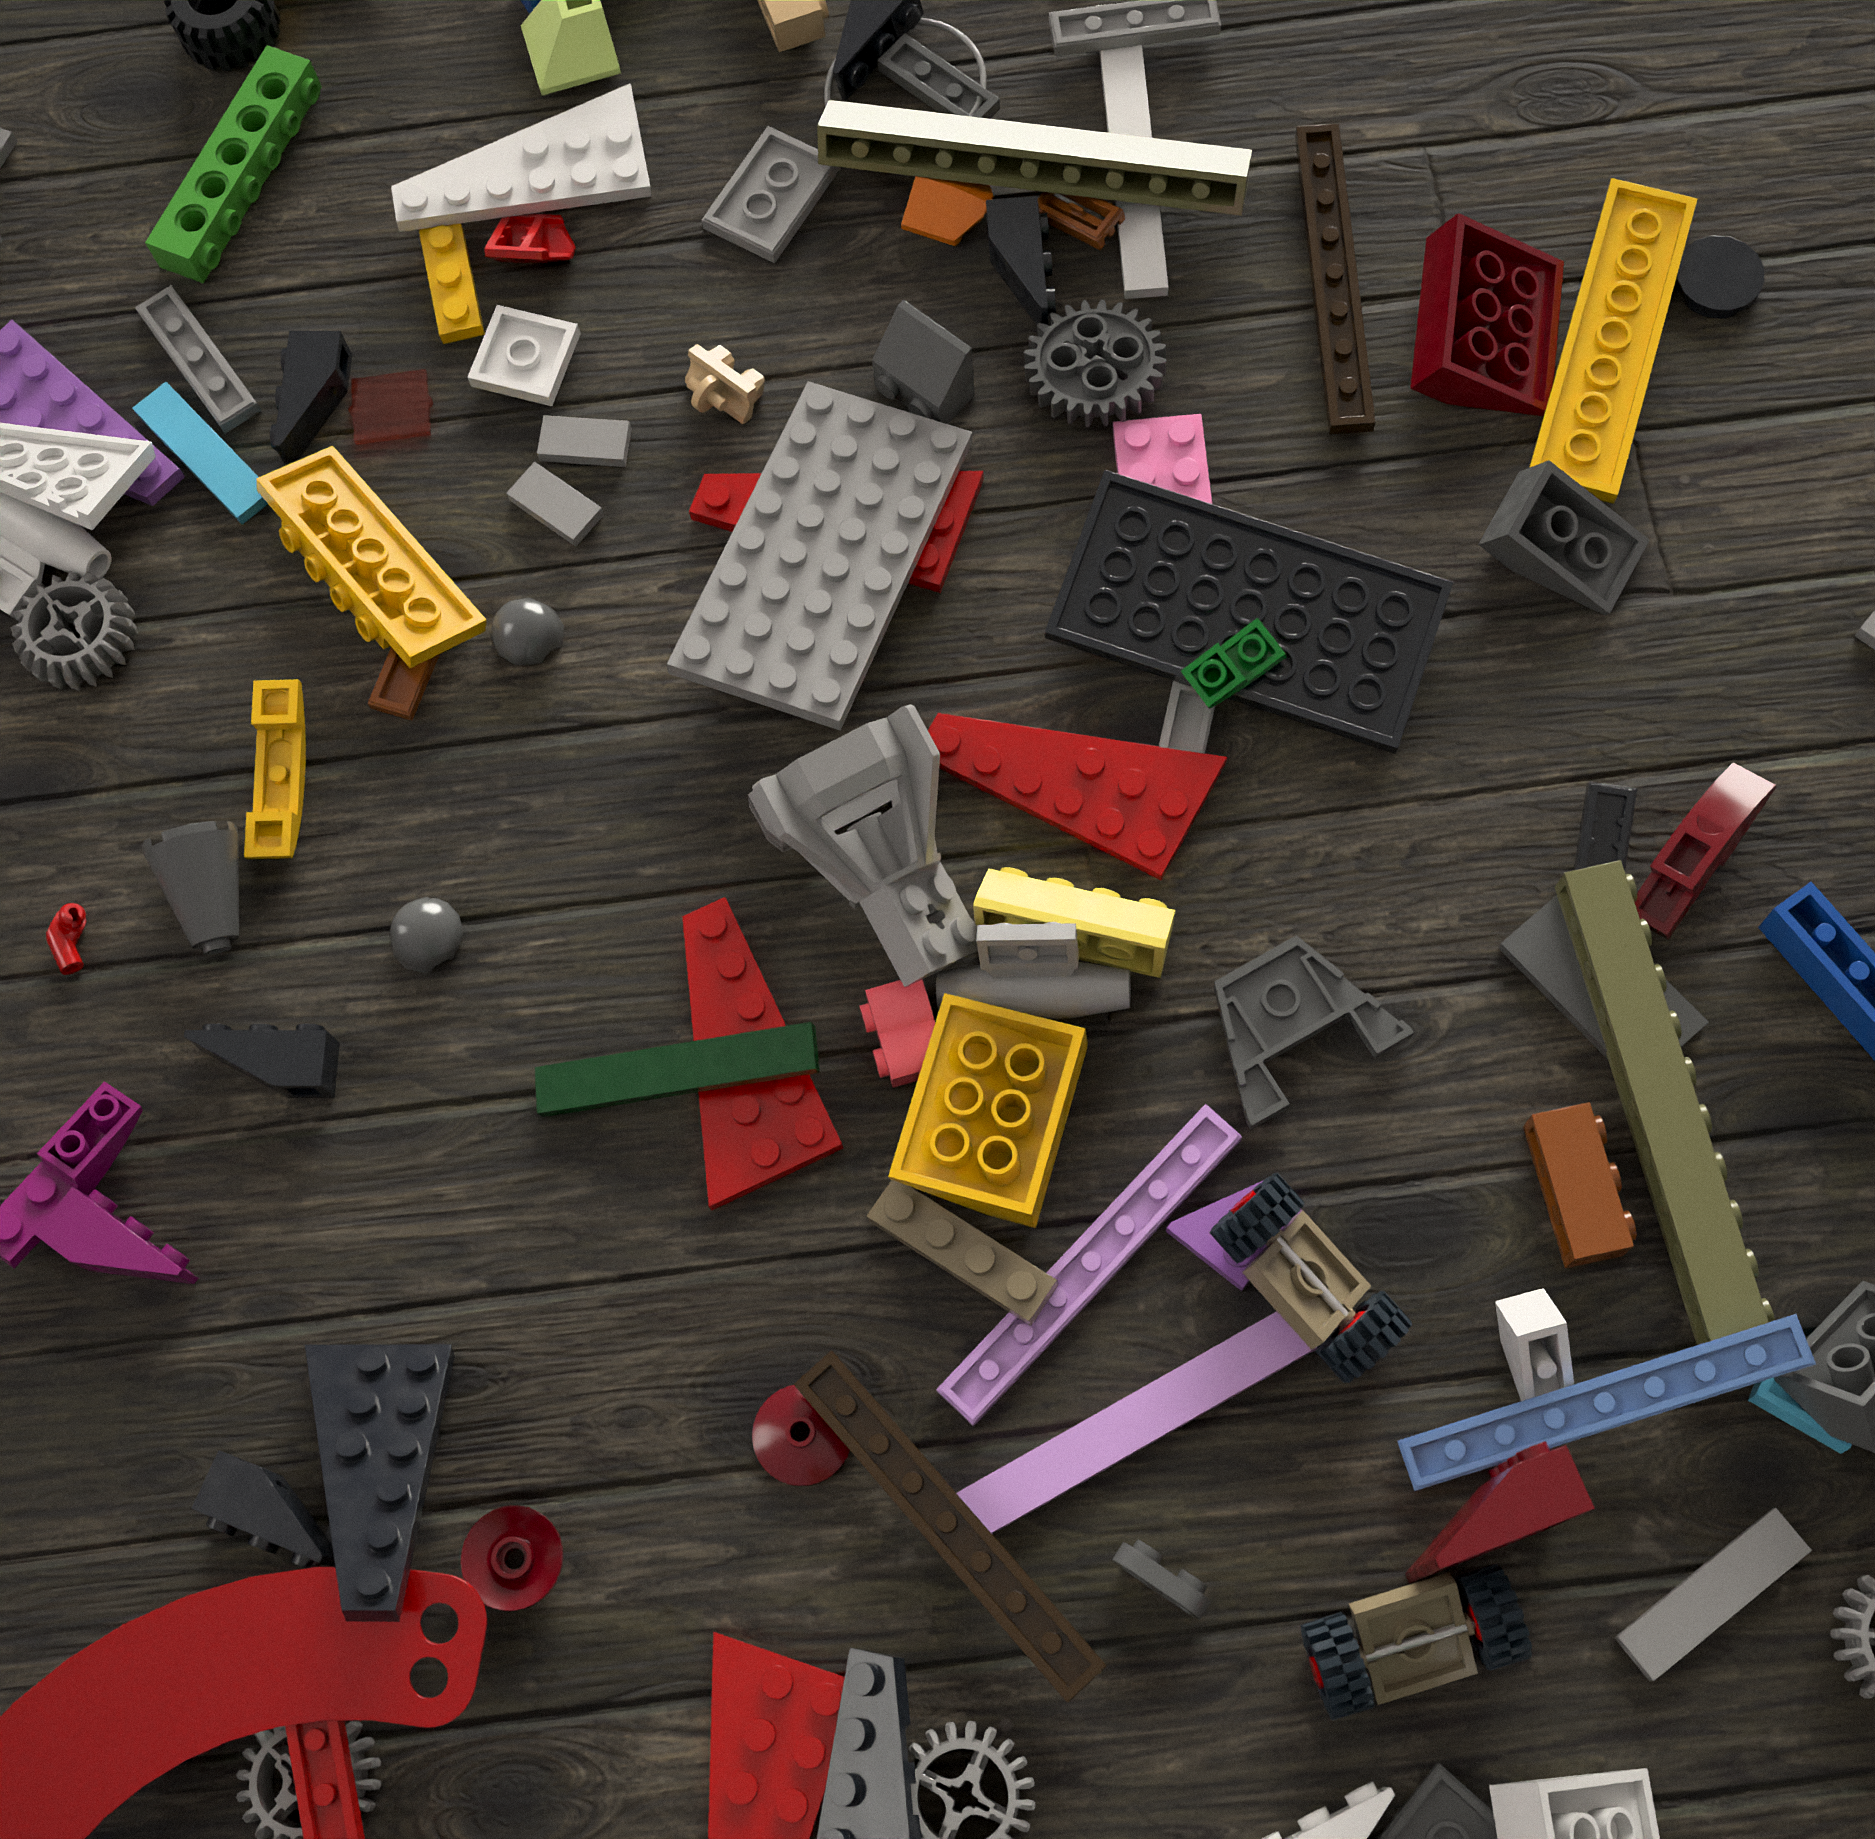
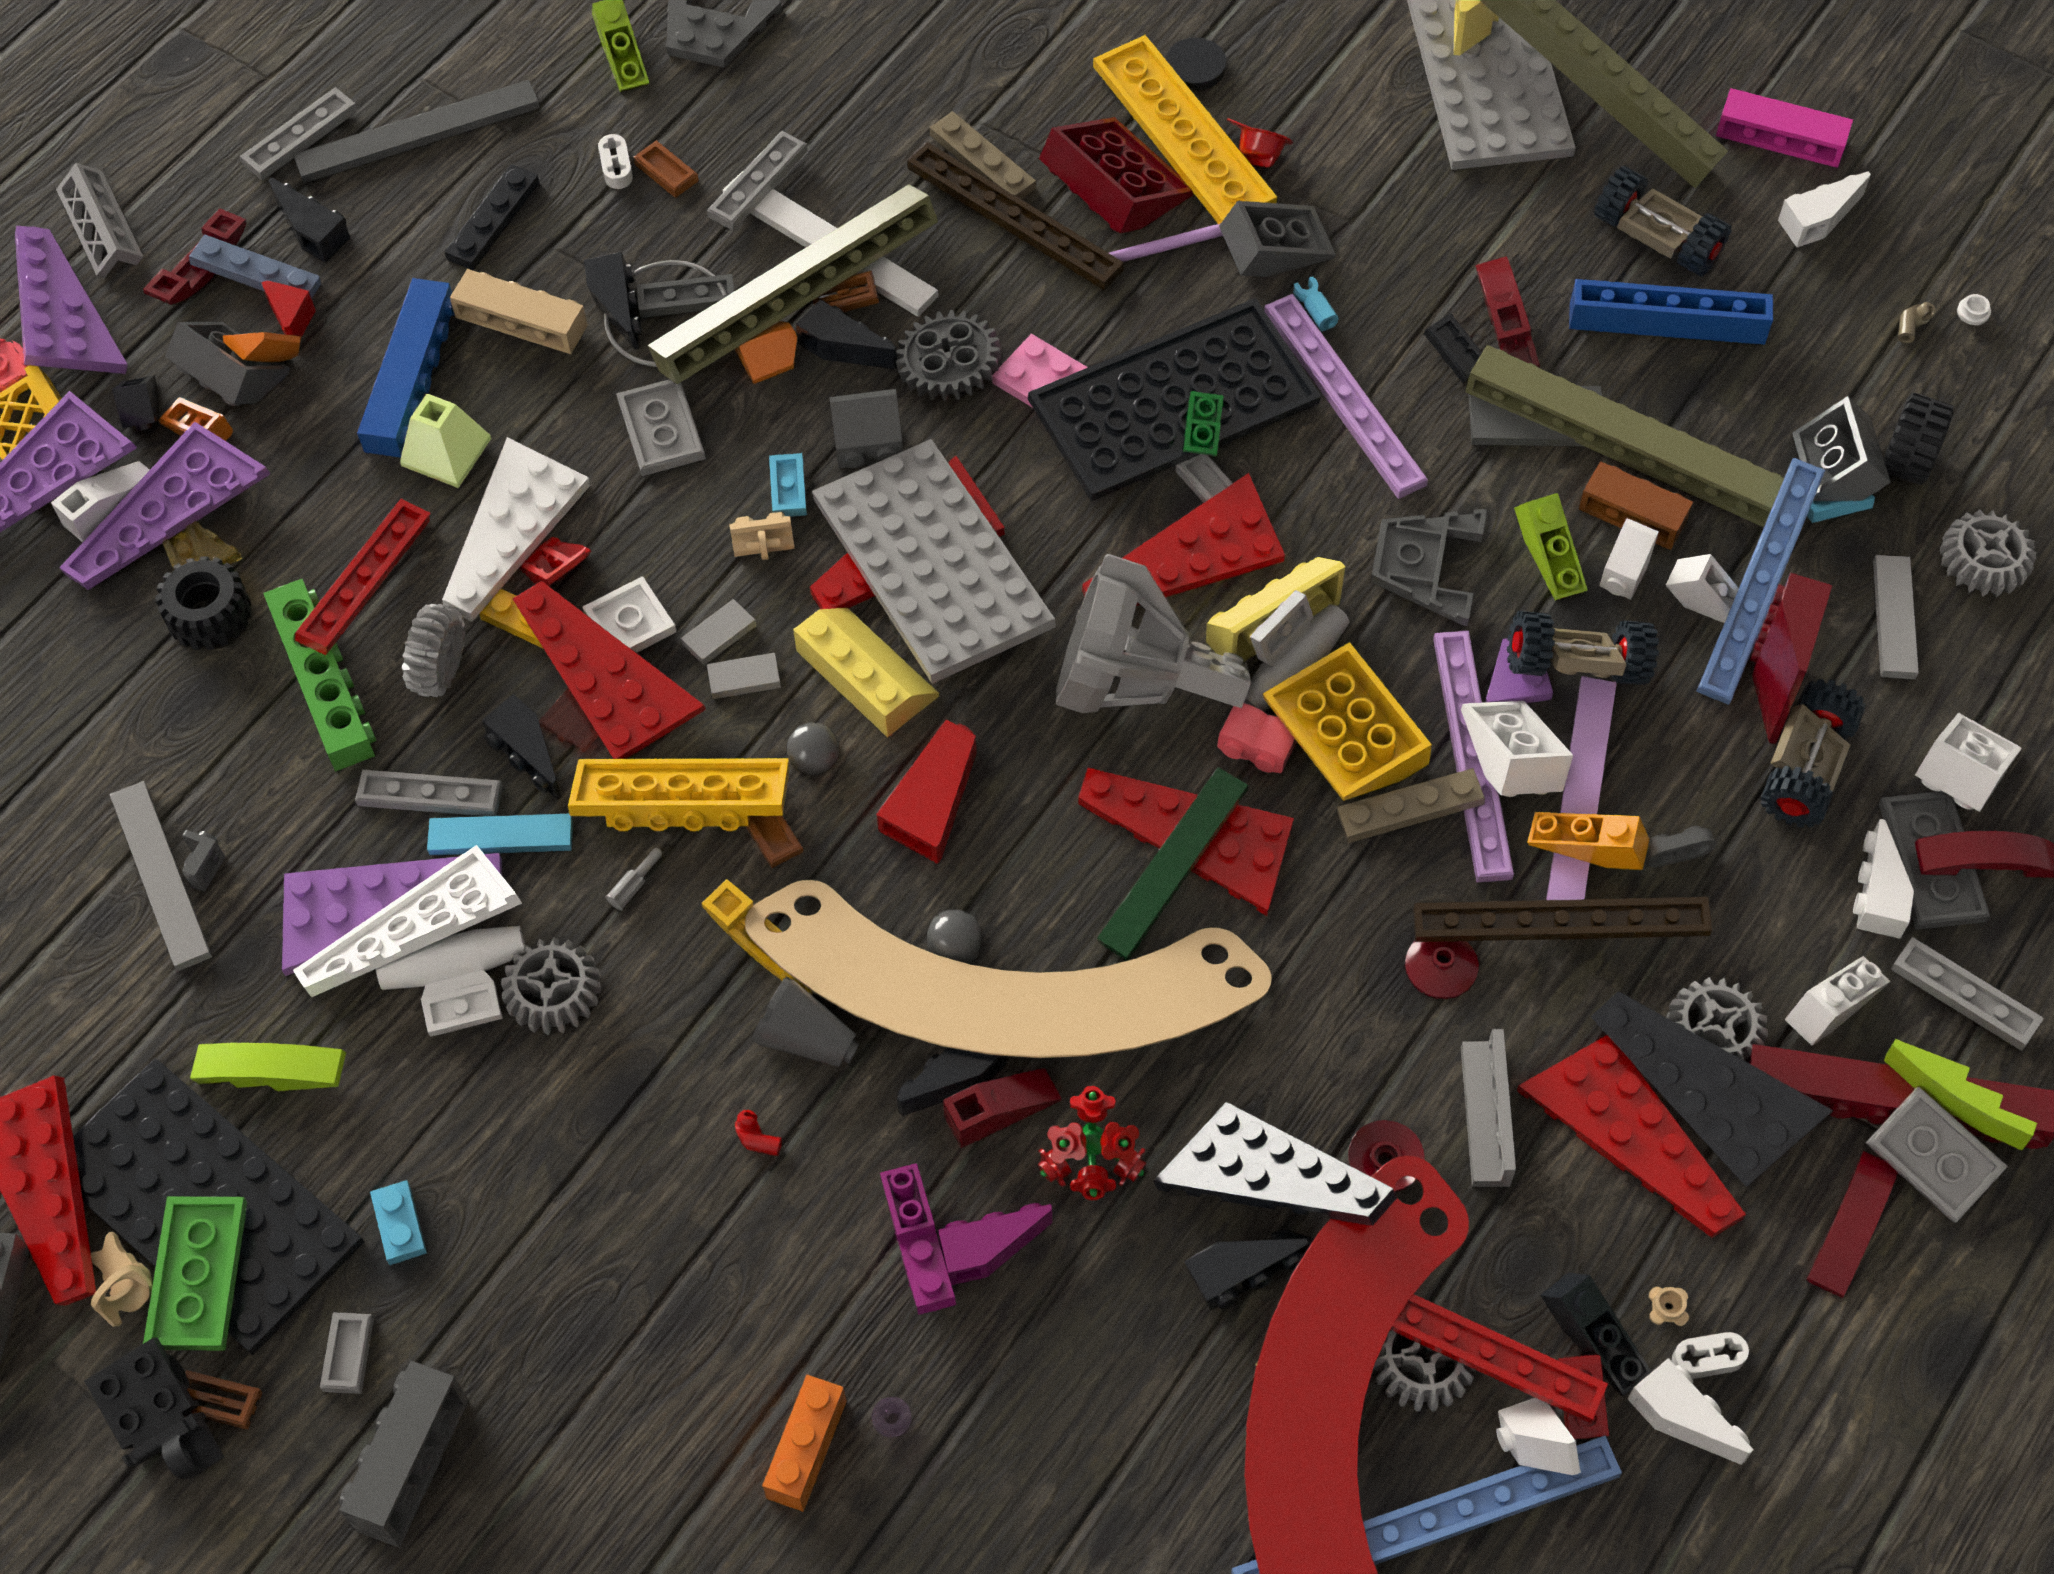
camera: 55 degrees left, 10 degrees down
(246, 602) = (632, 881): none -> light grey axle
(265, 1129) = (998, 1104): none -> dark red slope
(284, 1277) = (1090, 1140): none -> red plant
(327, 227) = (433, 650): none -> light grey gear
(357, 104) = (362, 577): none -> red plate
(372, 1057) = (1001, 1010): none -> tan piece
(436, 398) = (615, 687): none -> red wing
(565, 777) = (930, 793): none -> red slope
(653, 587) = (863, 668): none -> light yellow slope
(655, 1623) = (1488, 1111): none -> light grey fence
(803, 356) = (788, 484): none -> medium azure plate
(1077, 1475) = (1592, 838): none -> light orange slope
(1127, 1302) = (1516, 748): none -> white slope
(1380, 189) = (981, 155): none -> dark tan plate
(1430, 773) = (1346, 396): none -> lavender tile
(1434, 1139) = (1551, 545): none -> lime slope
(1446, 441) = (1168, 243): none -> lavender bar
(1484, 1236) = (1629, 559): none -> white slope
(1519, 649) = (1316, 305): none -> medium azure bar
(1668, 420) = (1259, 145): none -> red piece

